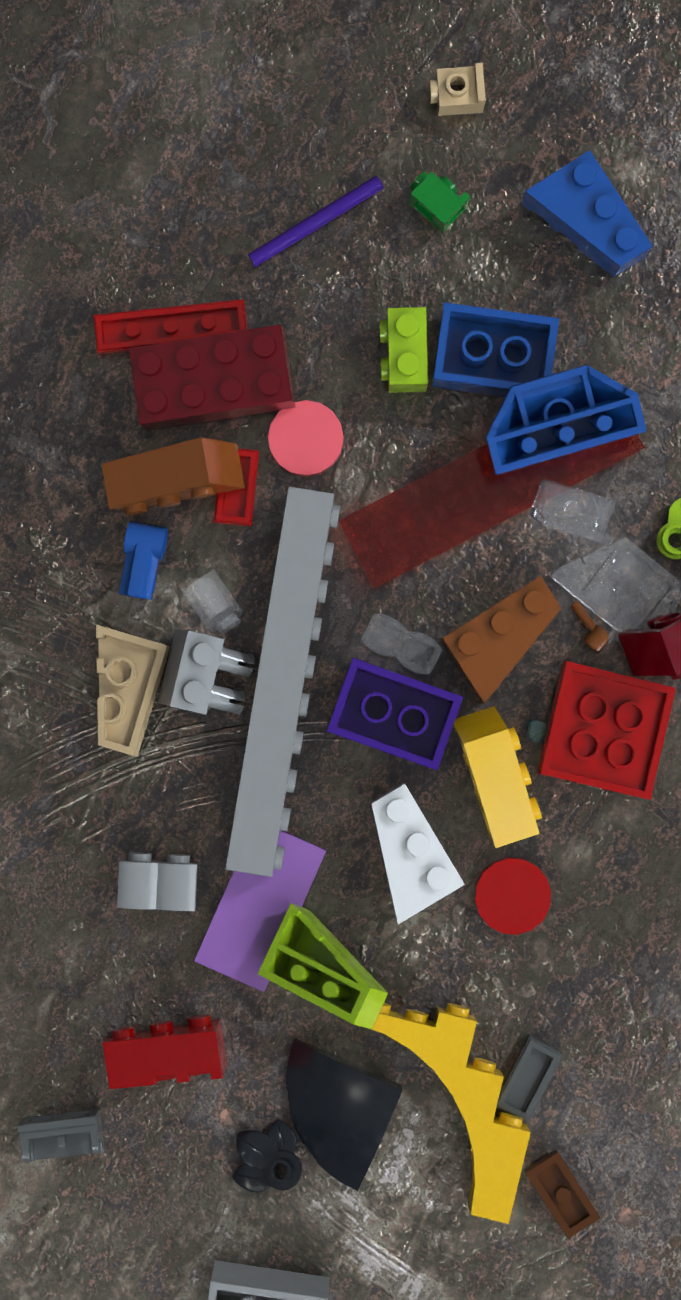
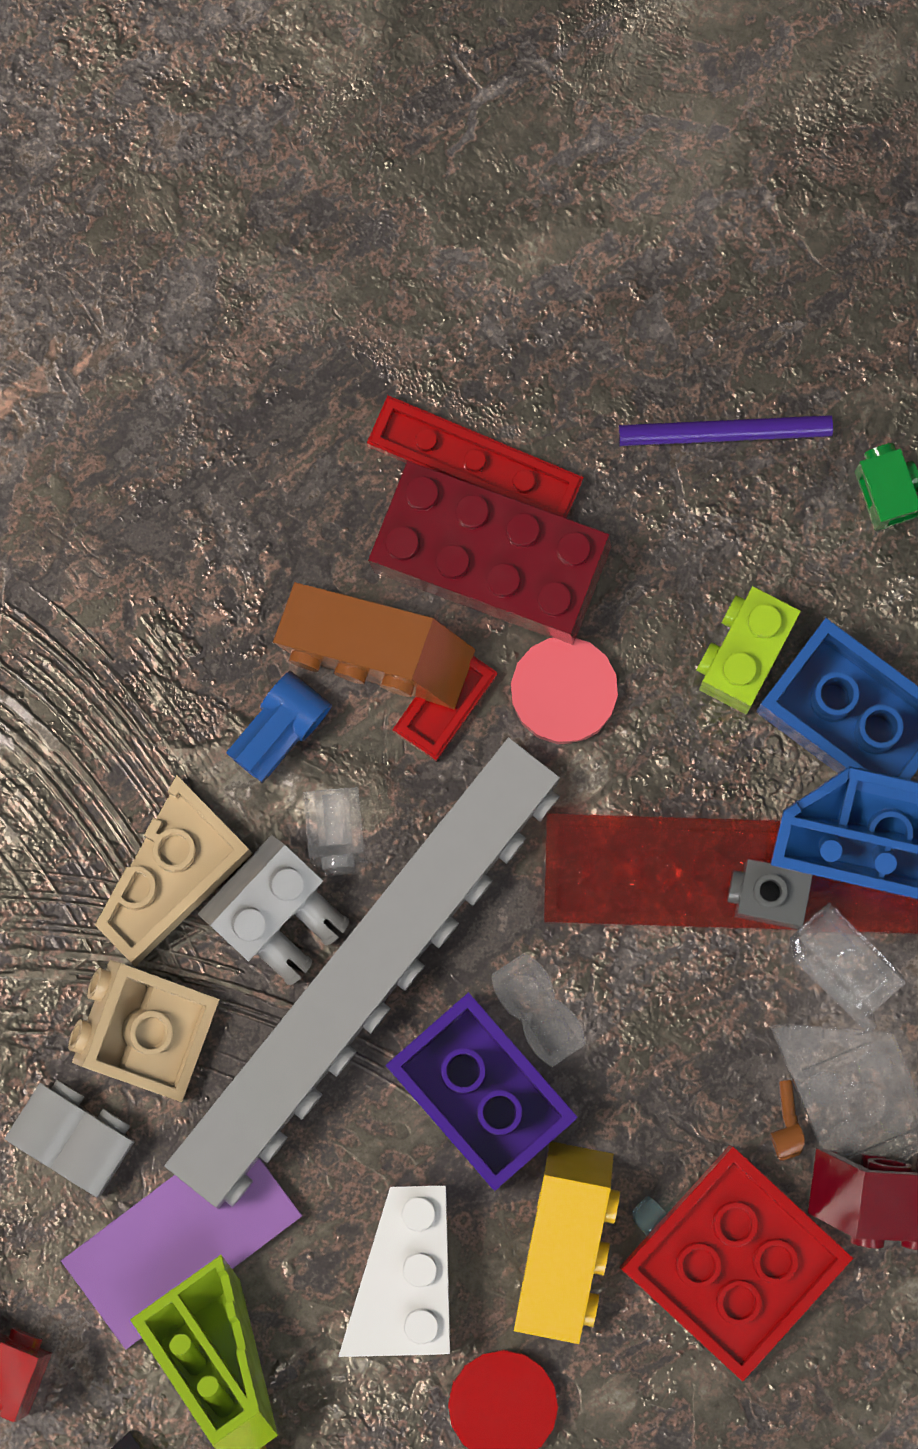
camera: 35 degrees right, 5 degrees down
(164, 793) = (142, 1030): none -> tan plate
(500, 636) = (668, 1068): dark orange wedge -> none
(504, 493) = (770, 894): none -> dark grey brick

